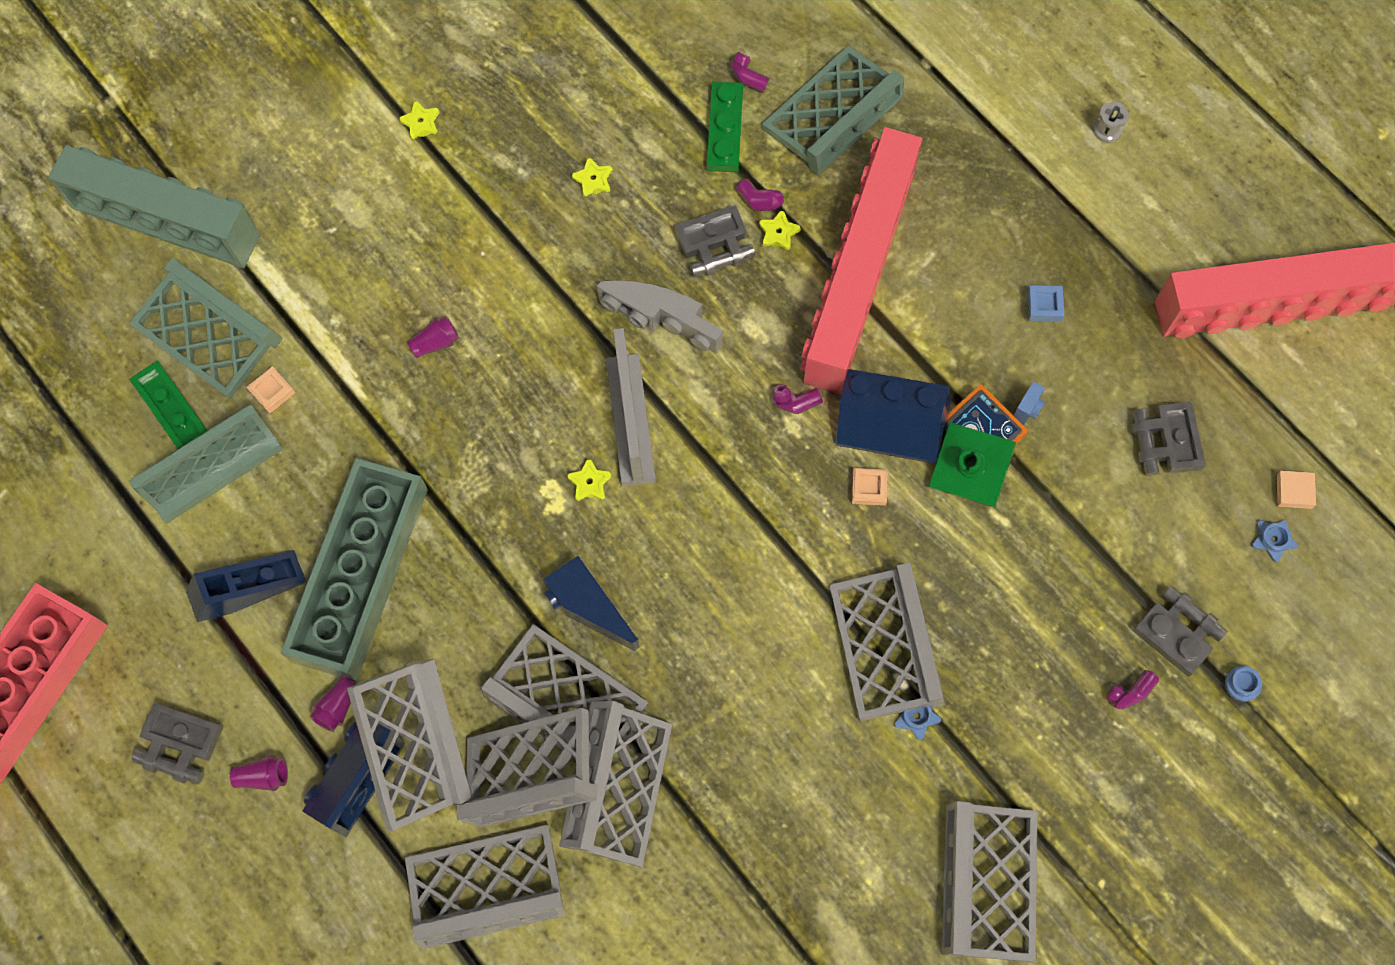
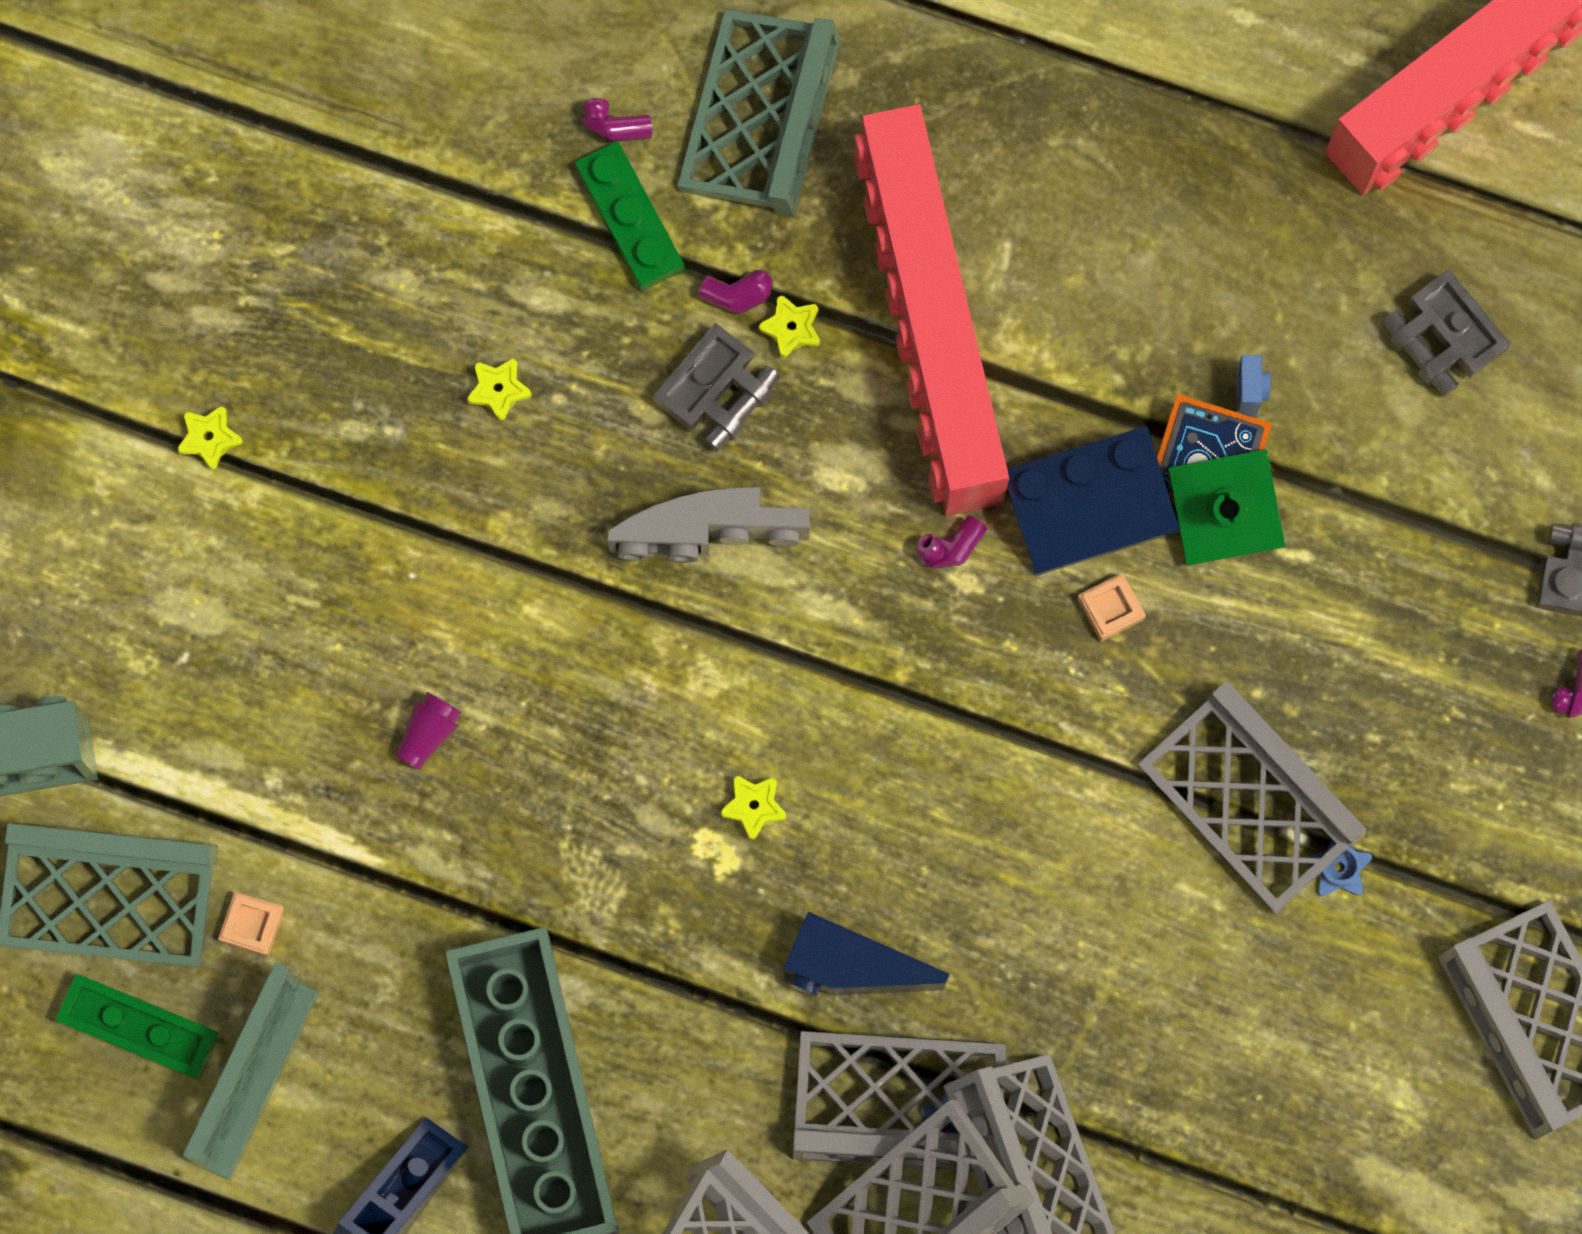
camera: 35 degrees left, 5 degrees up
(630, 415) = (752, 689): light grey fence -> none
(1045, 303) = (1193, 235): medium blue plate -> none

